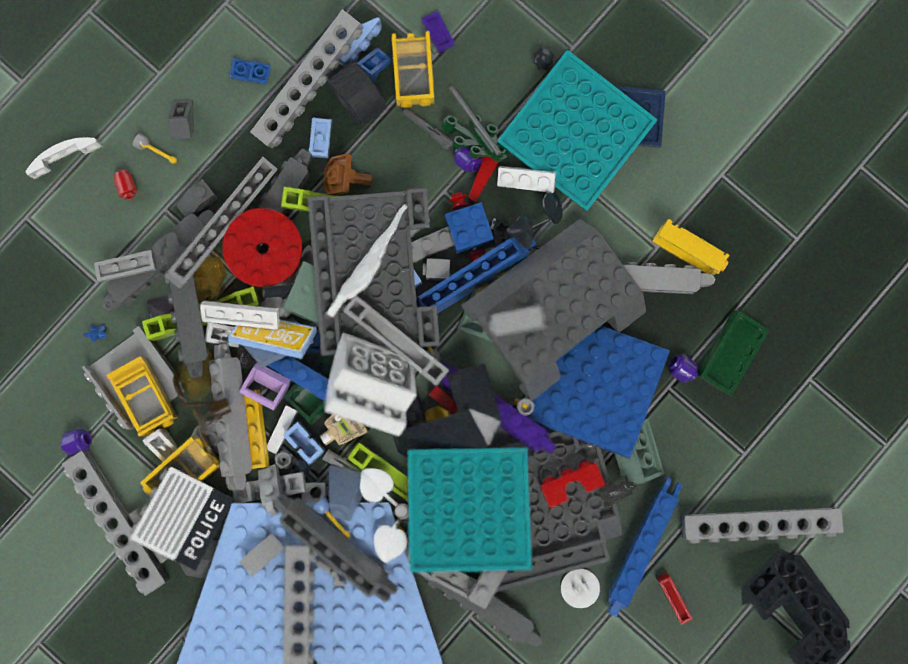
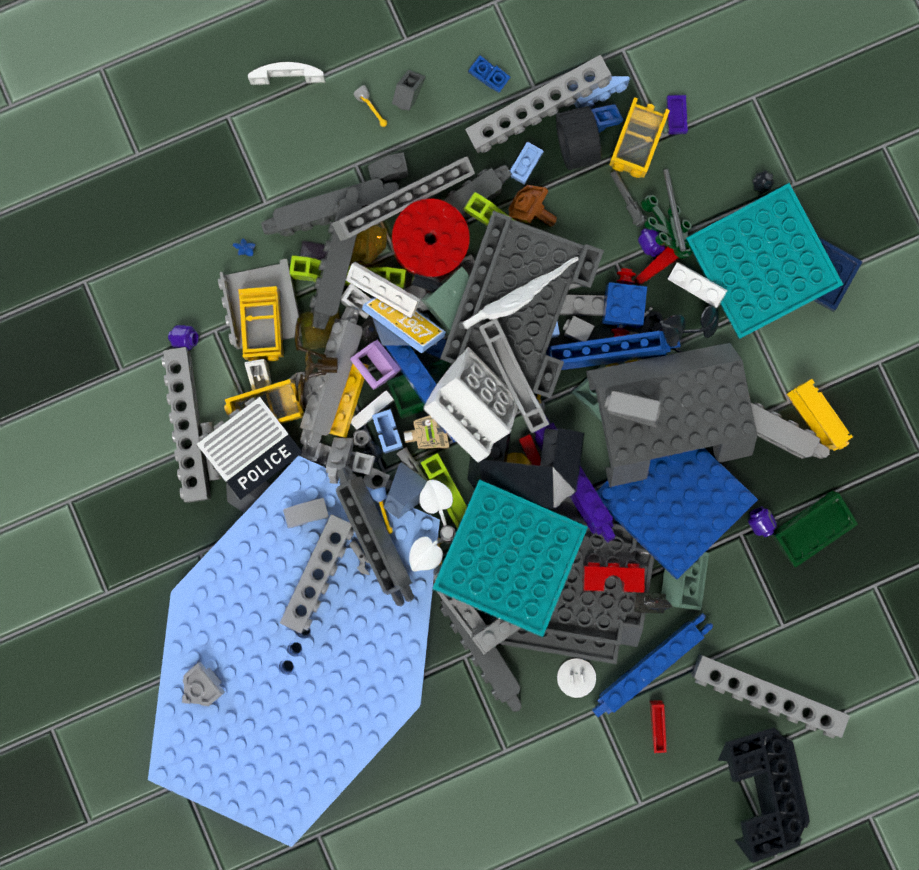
camera: 25 degrees right, 0 degrees up
(125, 184) = (330, 126): red brick -> none
(125, 266) = (299, 199): light grey plate -> none
(523, 404) = (601, 486): light grey hinge -> none

